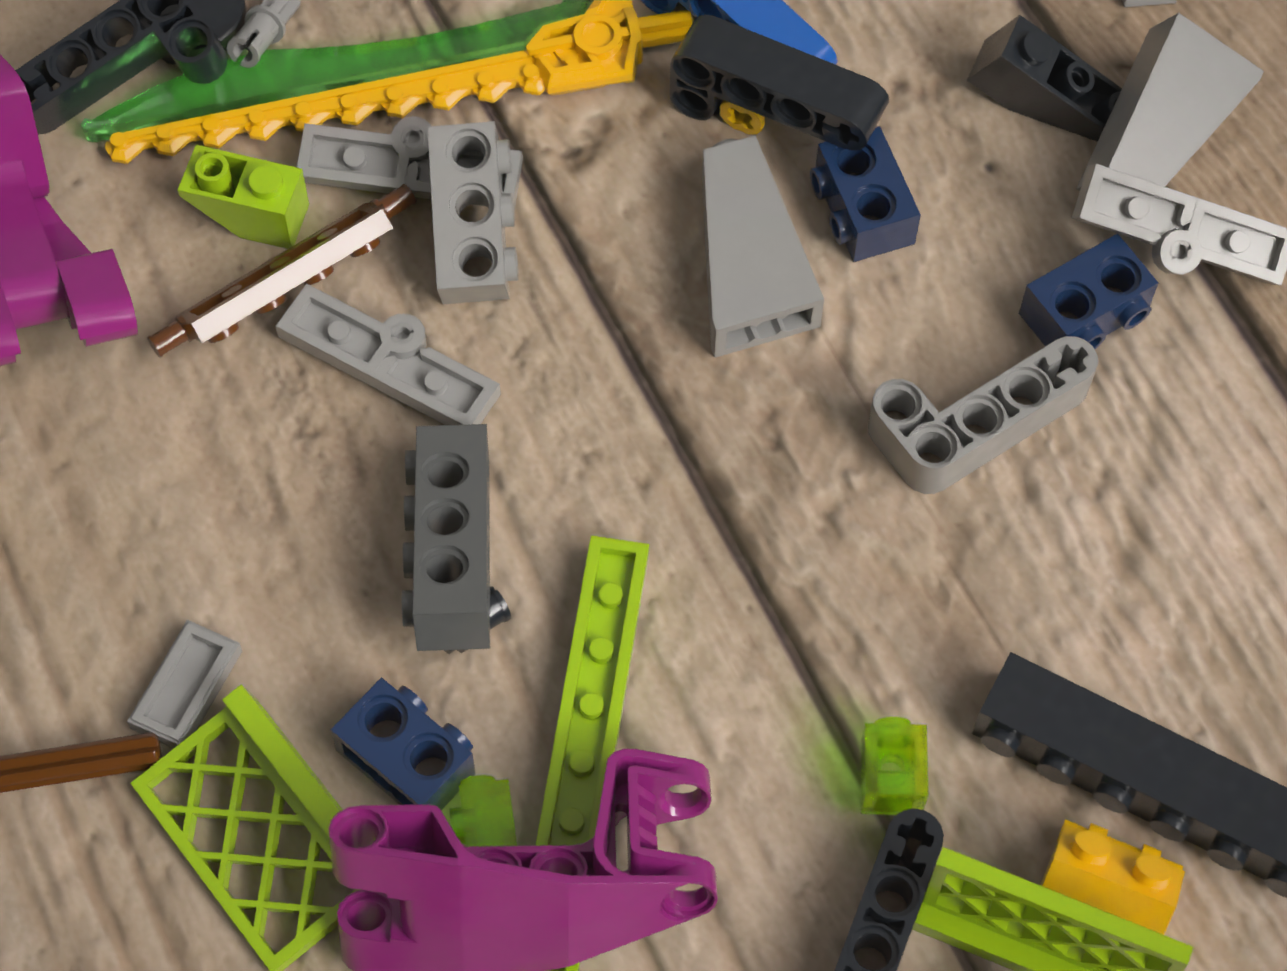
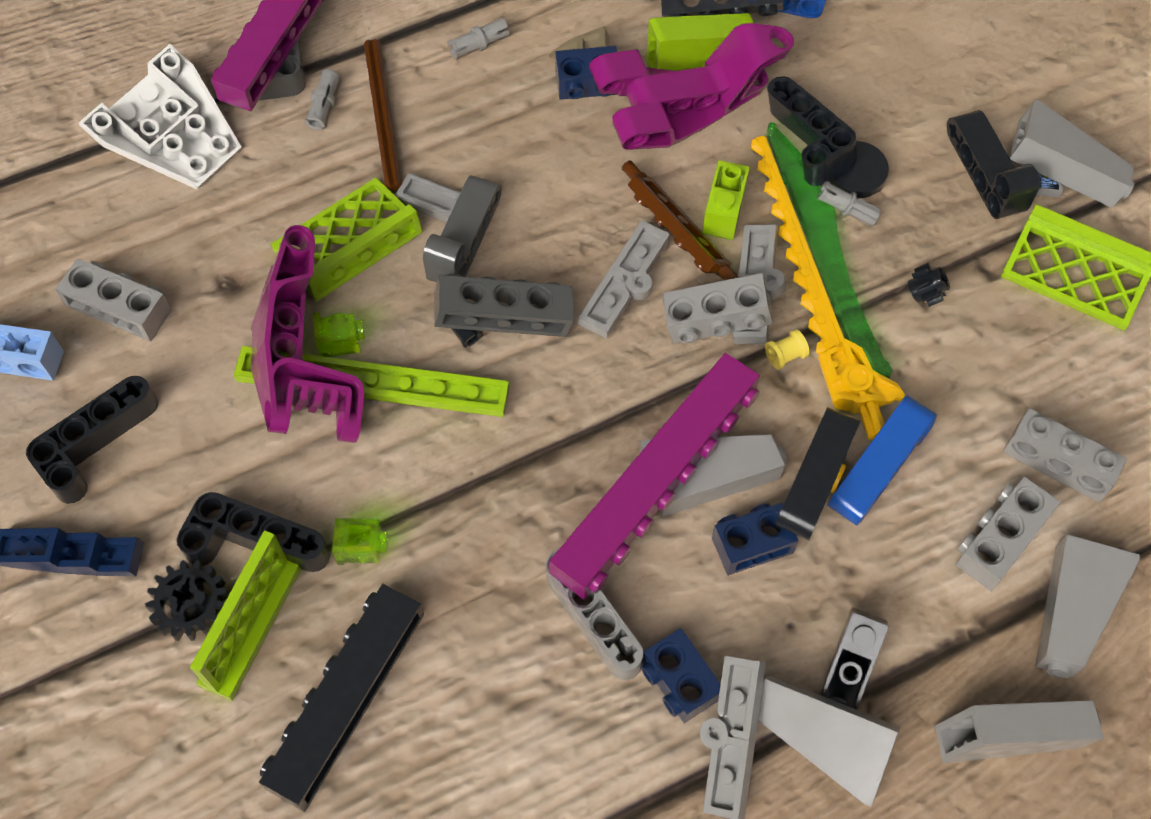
camera: 90 degrees right, 0 degrees up
(279, 618) = (464, 230): none -> dark grey beam
(393, 759) = (377, 290): dark blue brick -> none
(536, 131) = (787, 349): none -> light yellow bush
(790, 297) = (653, 477): none -> magenta brick
(1114, 876) = (269, 655): yellow brick -> none

